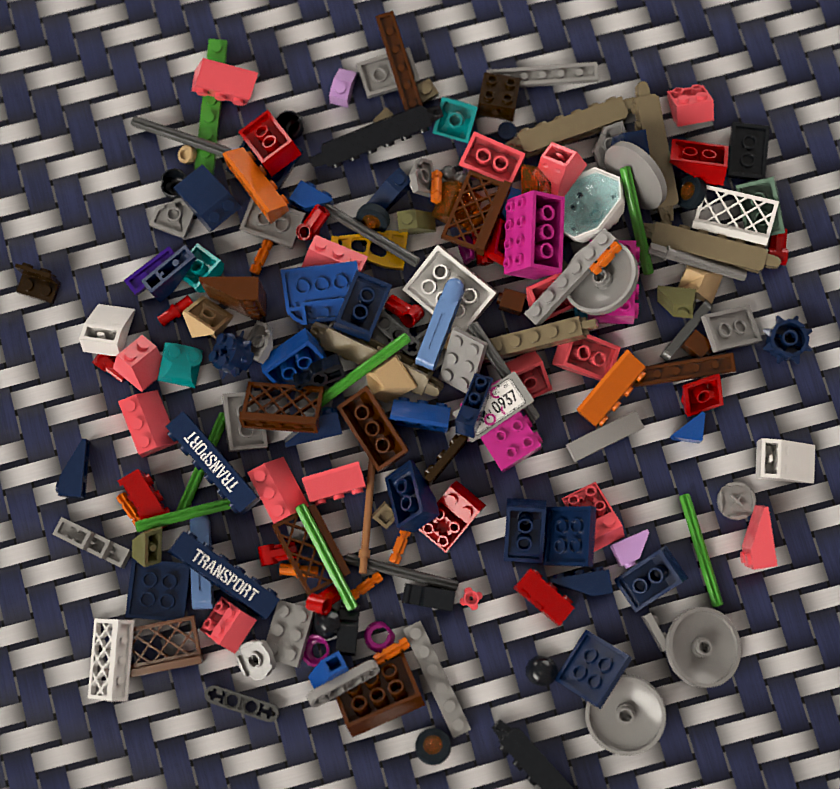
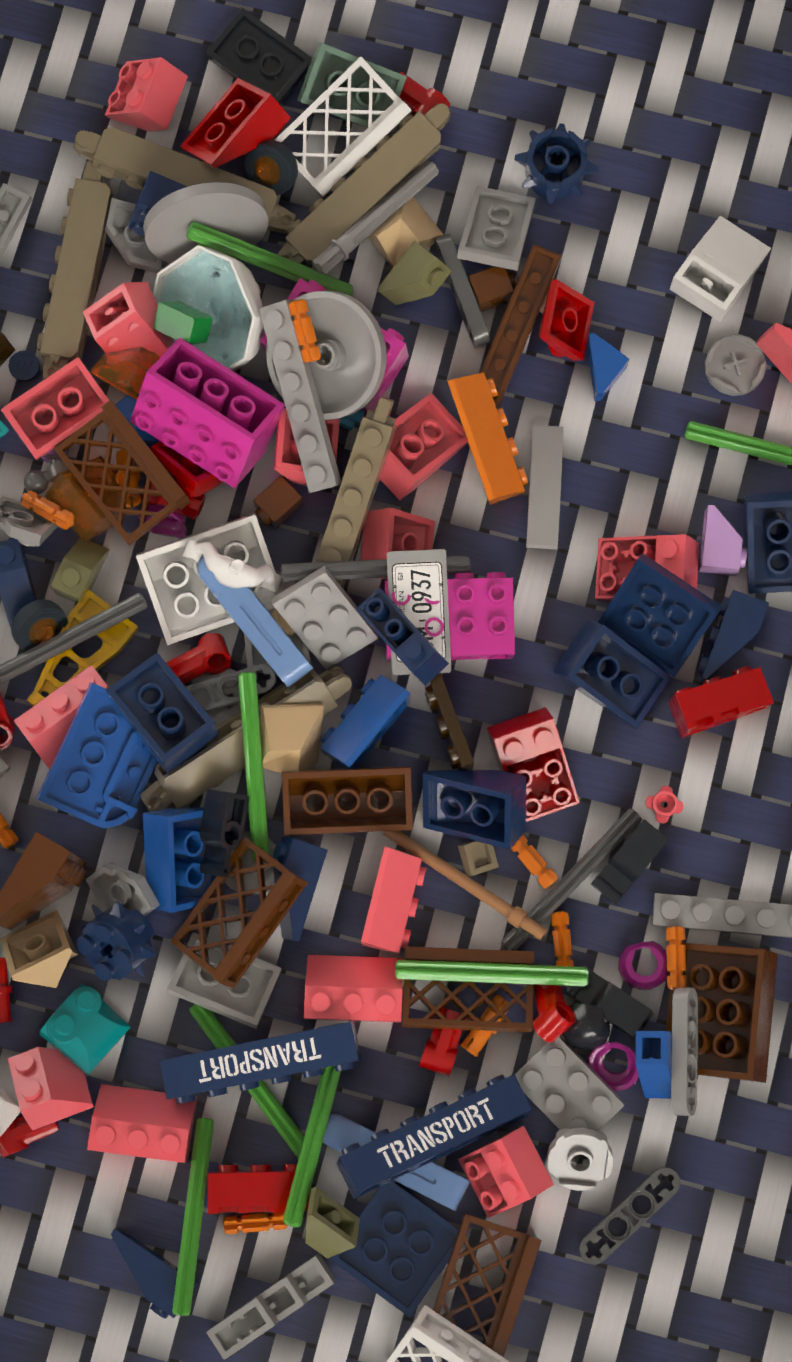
camera: 60 degrees left, 0 degrees up
(114, 475) = (193, 1217): none -> bright green axle
(455, 297) = (231, 571): none -> white piece
(575, 194) = (182, 321): none -> green piece

